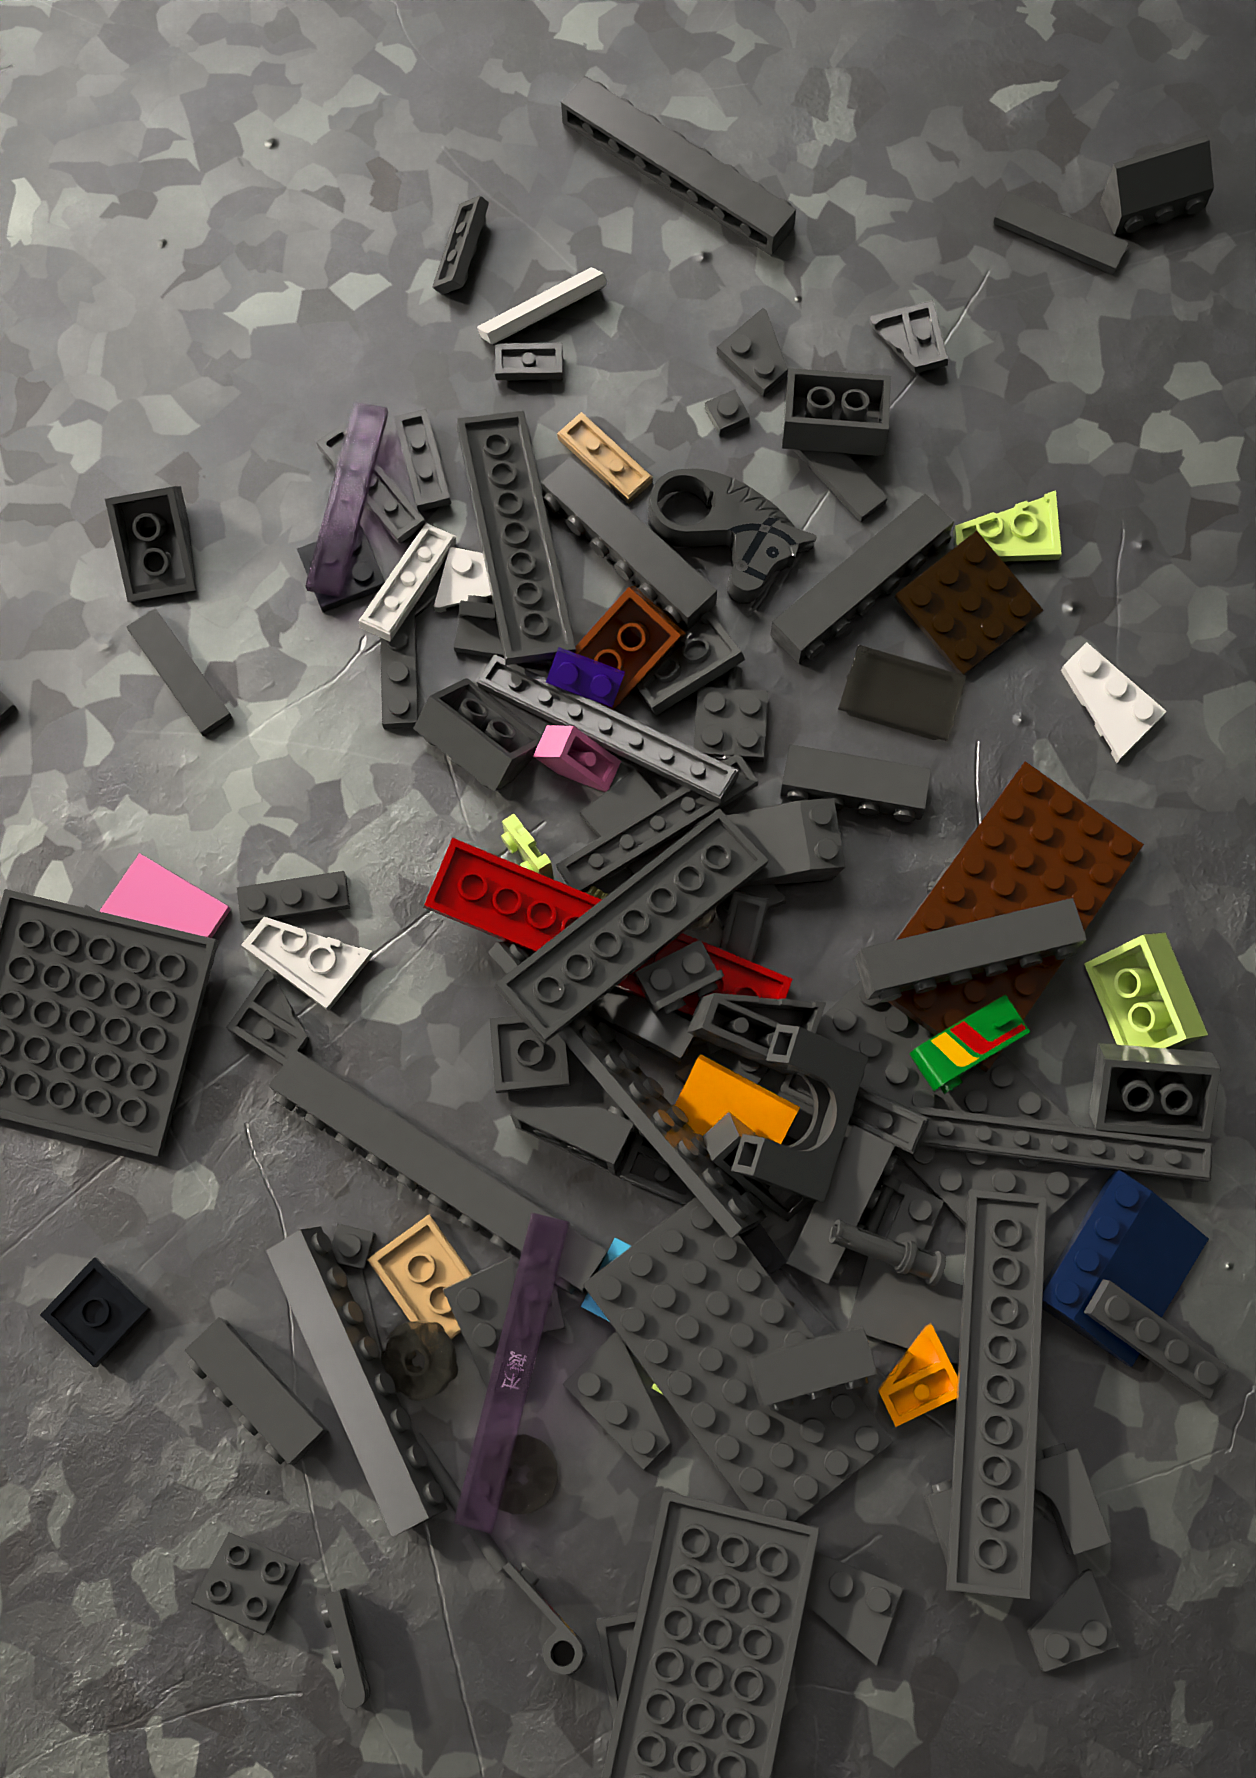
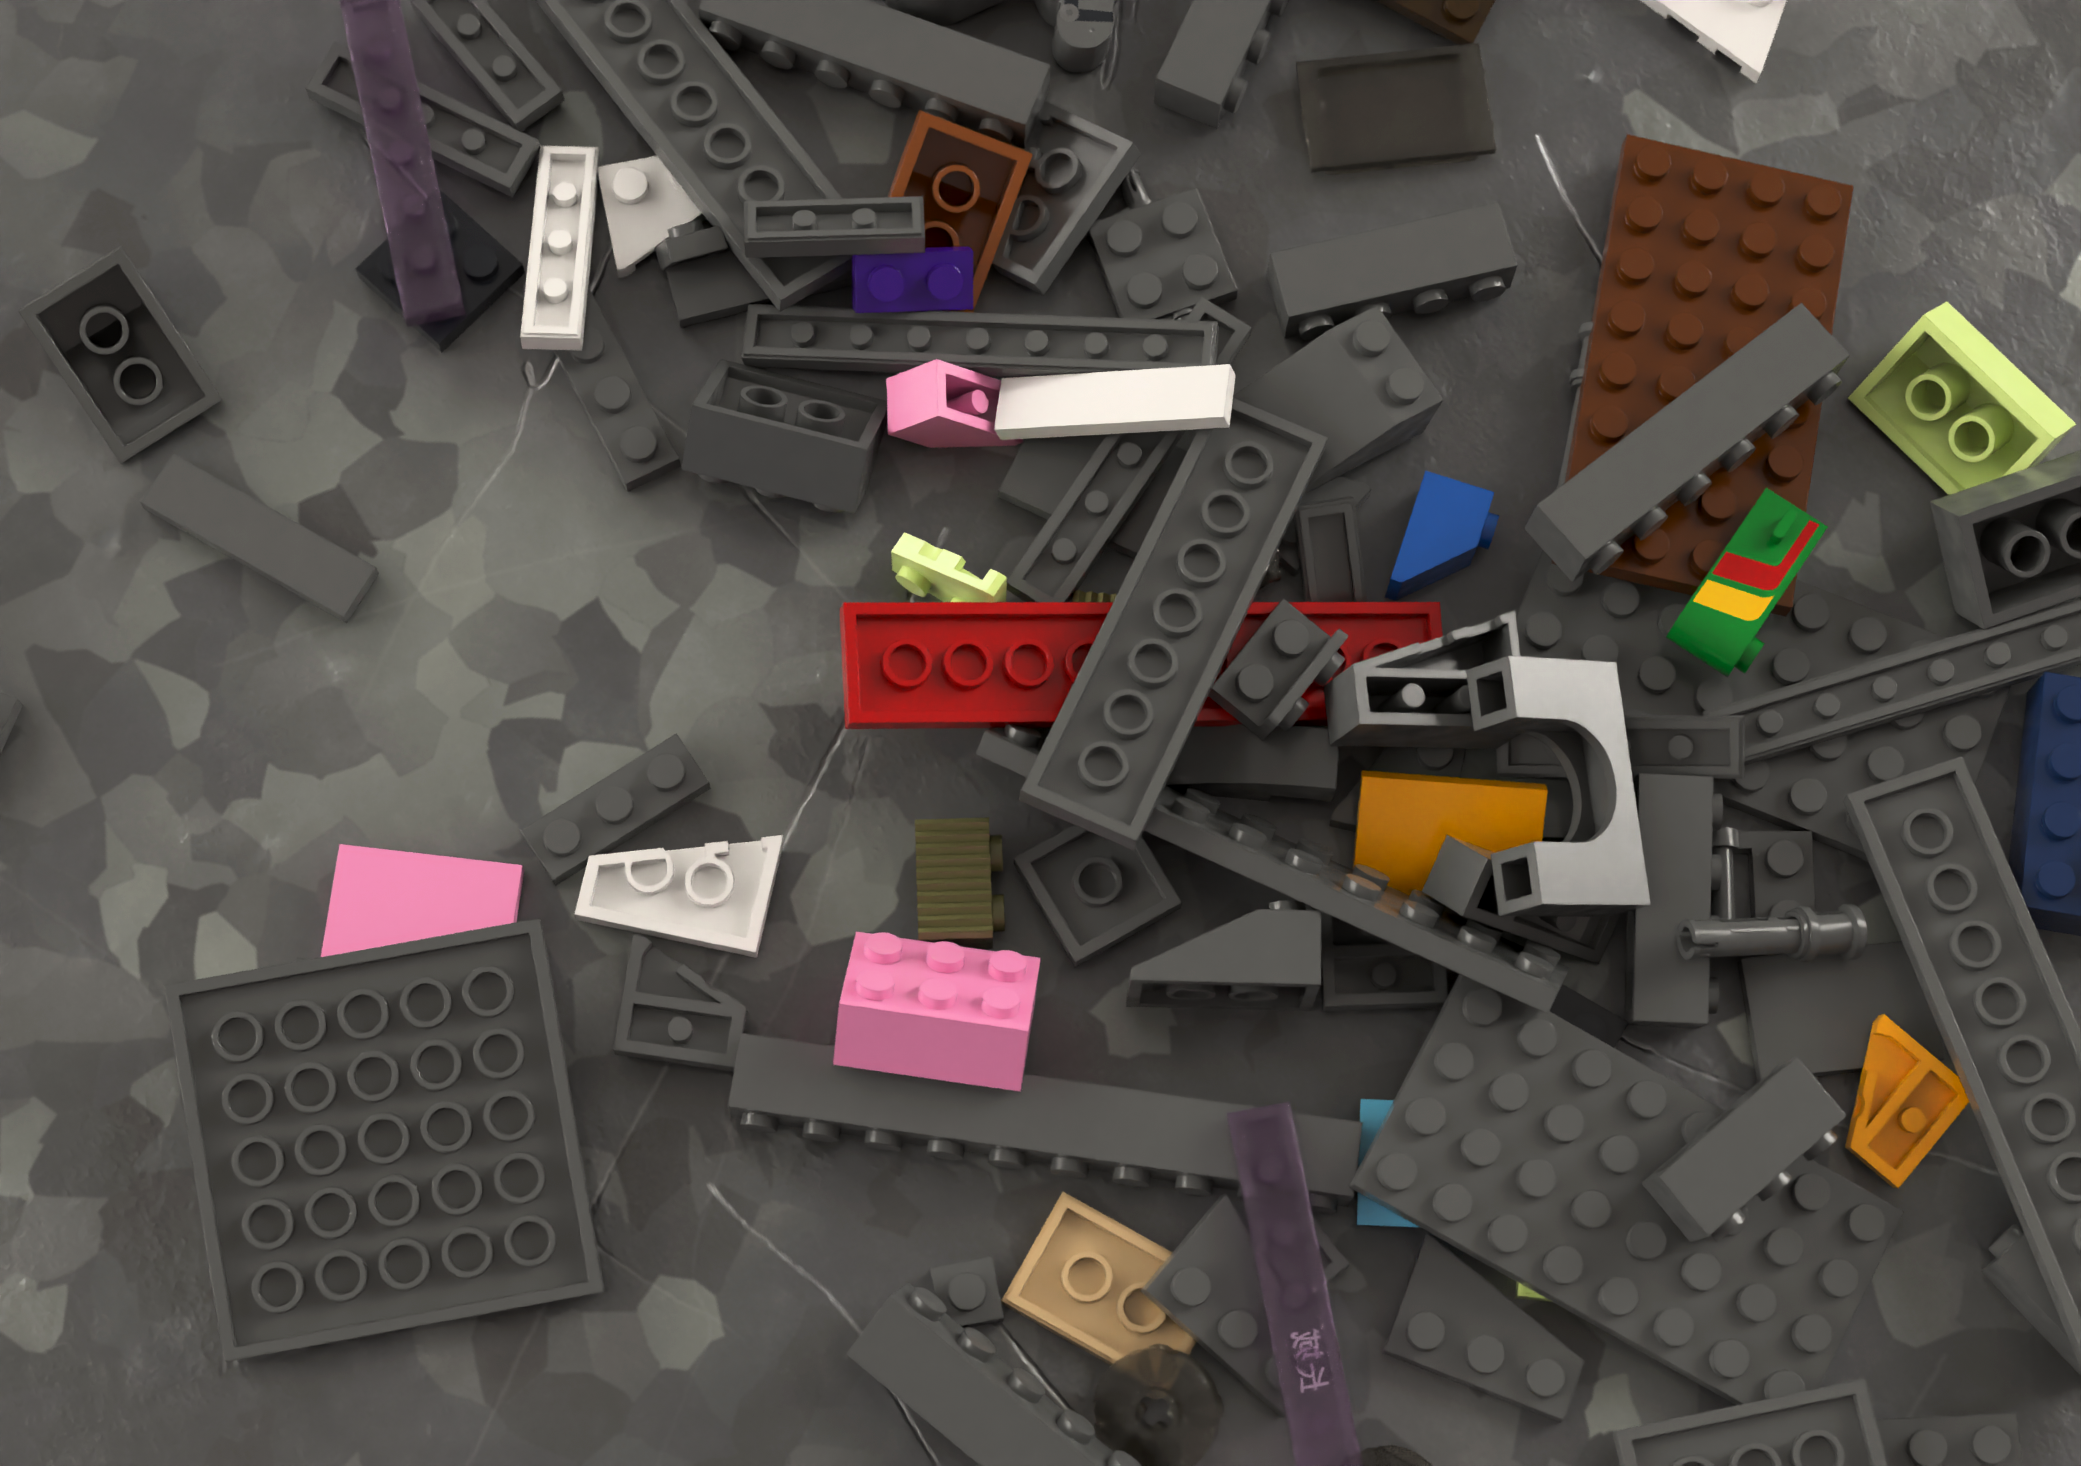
camera: 30 degrees left, 0 degrees up
(403, 1084) = (936, 1011): none -> bright pink brick
(452, 1018) = (955, 882): none -> olive brick
(553, 630) = (834, 227): none -> dark grey tile
(661, 791) = (1115, 402): none -> white tile
(811, 941) = (1441, 533): none -> blue slope

